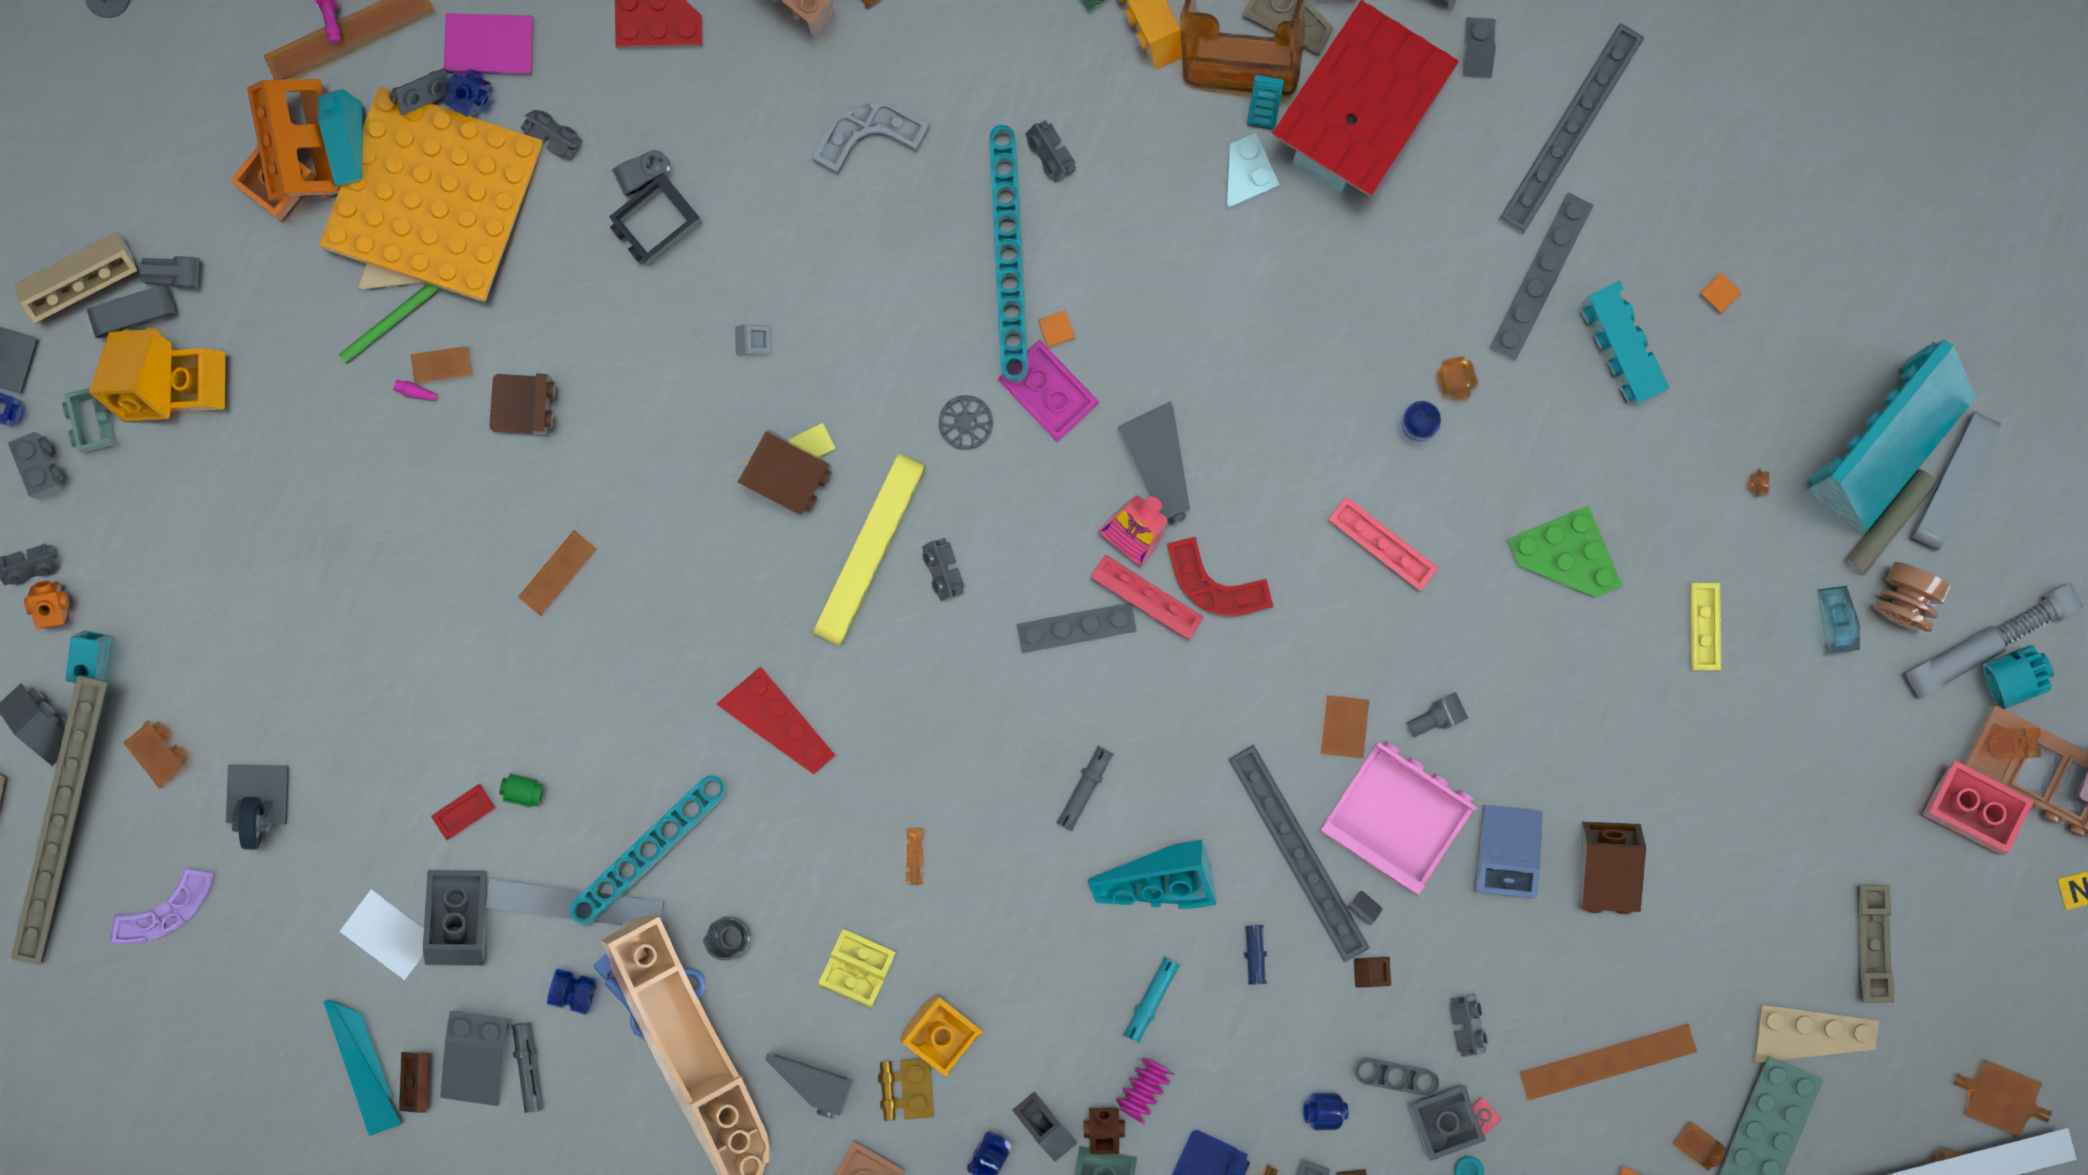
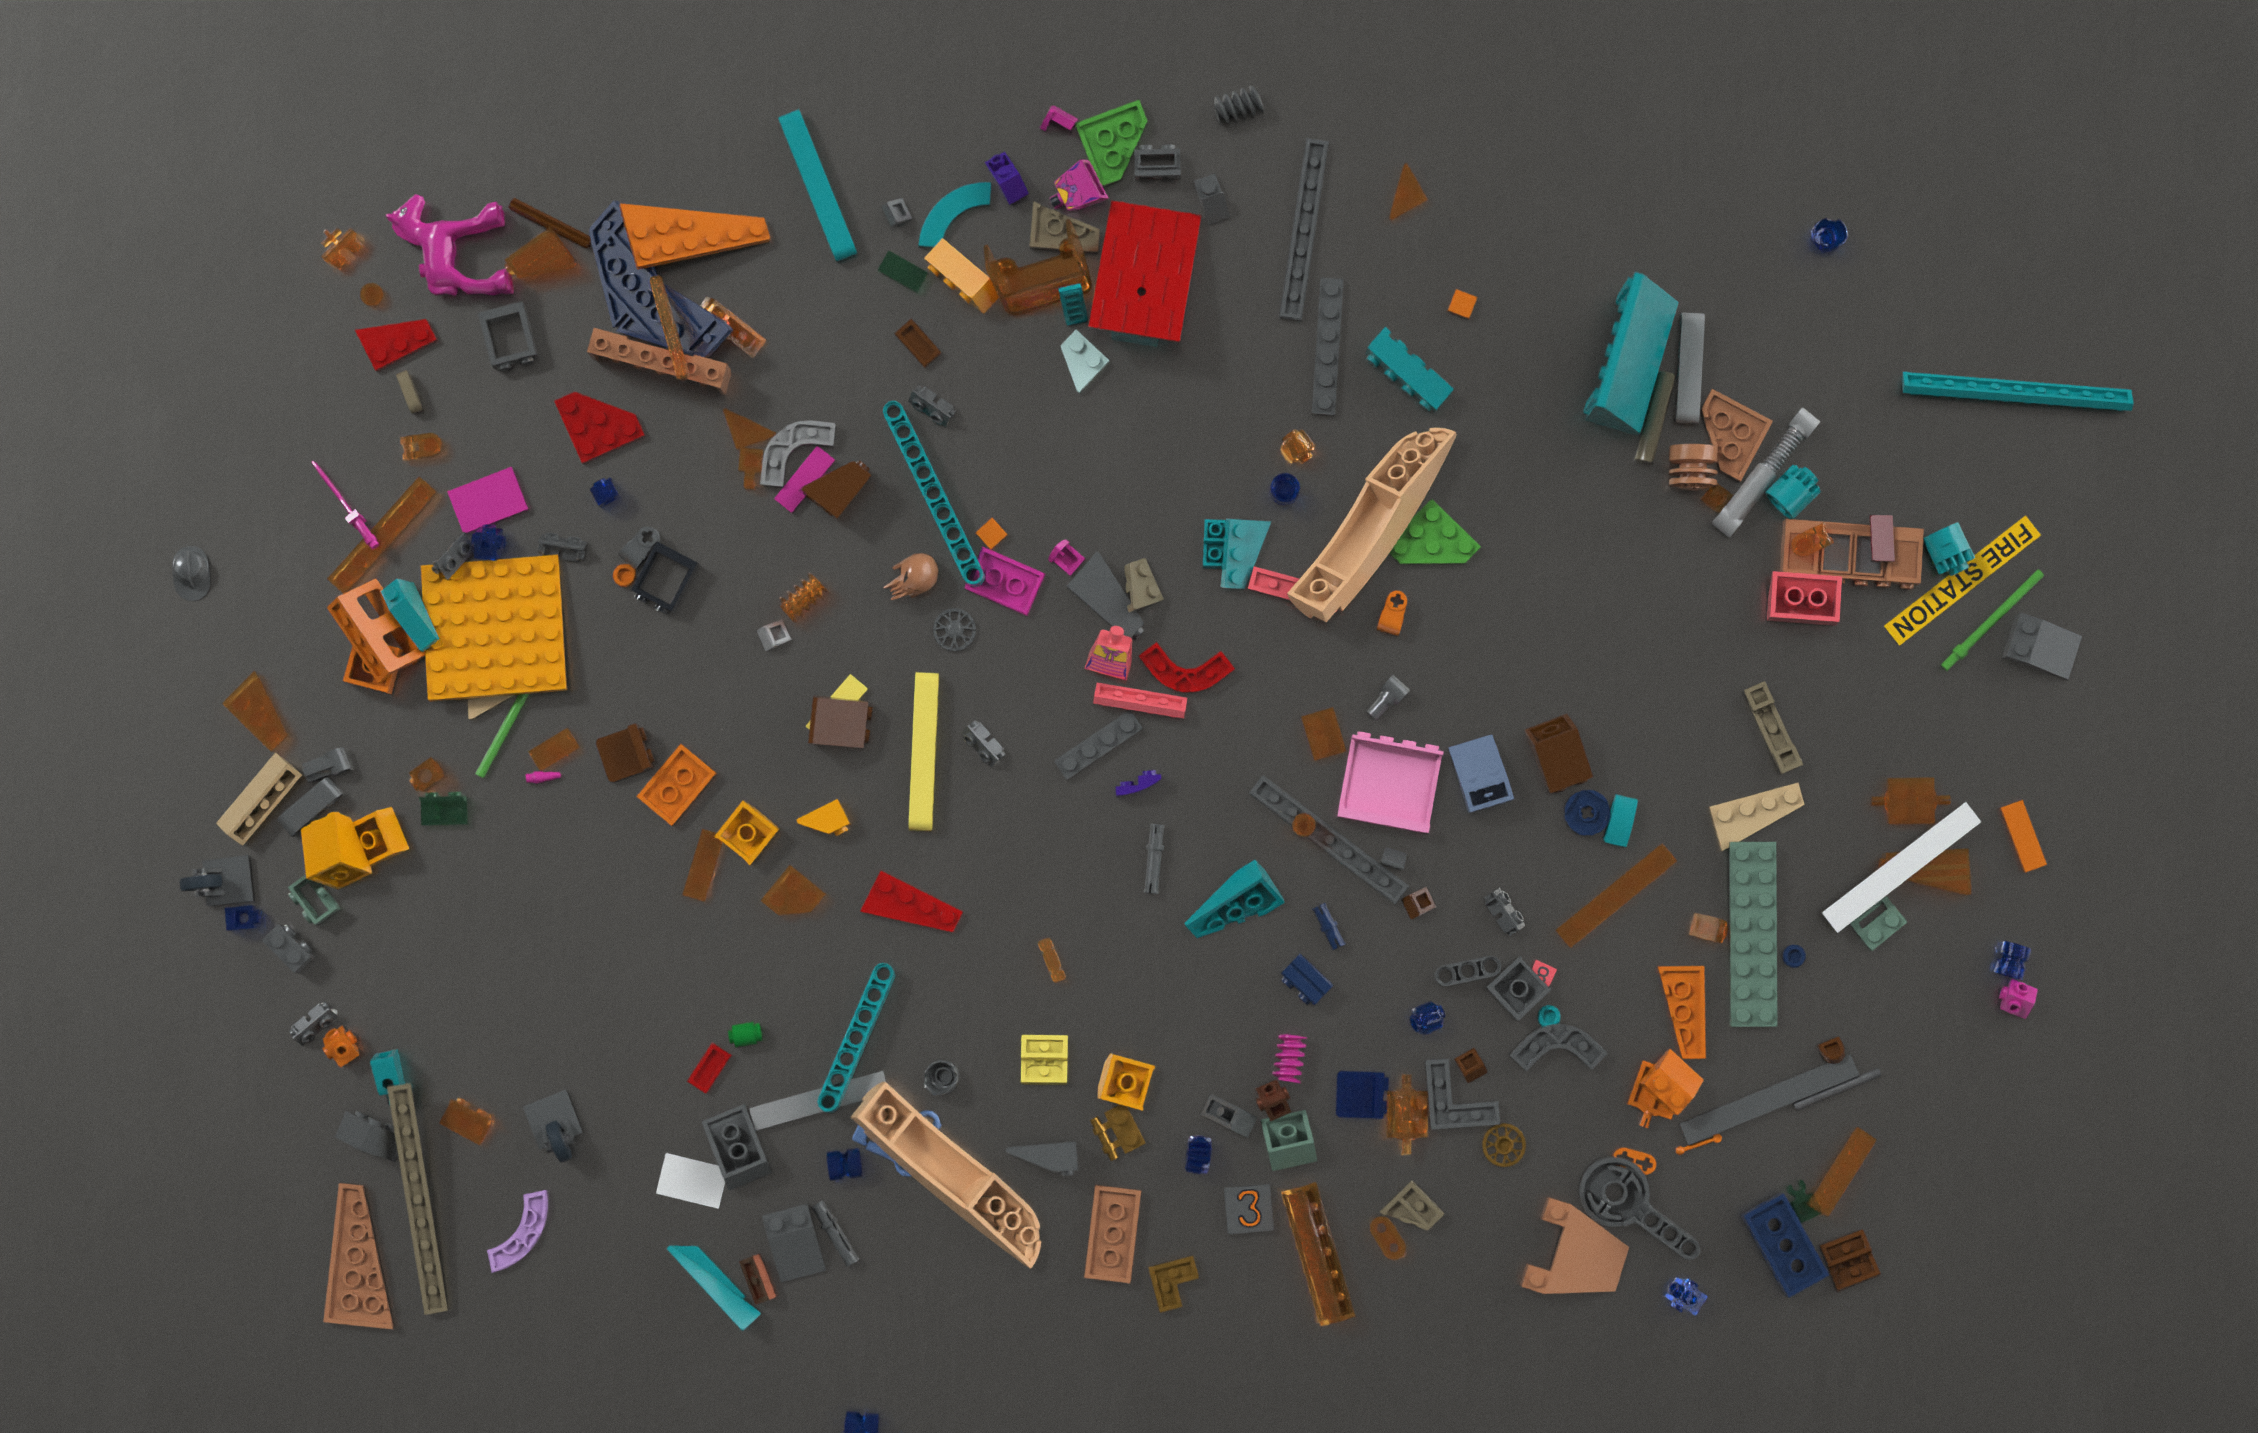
camera: 25 degrees left, 0 degrees up
(116, 175) = (256, 712): none -> clear orange wing
(284, 381) = (444, 809): none -> clear green bracket
(294, 332) = (436, 771): none -> clear orange brick
(565, 466) = (676, 785): none -> orange plate
(609, 197) = (624, 575): none -> orange tile
(624, 555) = (747, 832): none -> light orange slope
(627, 91) = (605, 492): none -> clear blue brick
(646, 650) = (792, 894): none -> clear orange plate
(723, 580) = (827, 819): none -> light orange slope
(804, 309) = (802, 597): none -> clear orange piece
(810, 129) = (750, 462): none -> clear orange plate
(821, 89) = (746, 431): none -> clear orange tile
(866, 174) = (812, 468): none -> dark pink tile
(899, 198) = (837, 487): none -> reddish brown slope
(954, 341) = (921, 574): none -> nougat helmet
(1065, 71) = (917, 343): none -> reddish brown tile
(1112, 694) = (1145, 781): none -> dark purple slope
(1131, 393) = (1066, 557): none -> dark pink tile
(1145, 1011) = (1267, 991): teal pin -> none
(1202, 1006) = (1306, 980): none -> dark blue brick
(1205, 463) = (1141, 585): none -> dark tan wing
(1276, 823) = (1303, 825): none -> clear orange wheel
(1312, 451) = (1213, 543): none -> teal slope
(1340, 470) = (1241, 549): none -> teal wing
(1482, 624) = (1392, 617): none -> orange piece
(1507, 505) = (1373, 523): none -> light nougat slope
(1615, 933) = (1600, 812): none -> dark blue plate
(1651, 976) = (1621, 820): none -> teal slope
(1705, 627) = (1553, 550): light yellow tile -> none
(1711, 138) = (1408, 194): none -> clear orange tile
(1760, 482) = (1548, 429): clear orange plate -> none
(1839, 619) = (1647, 504): clear light blue slope -> none
(1923, 646) = (1716, 498): none -> clear orange tile
(1978, 578) = (1734, 431): none -> nougat plate

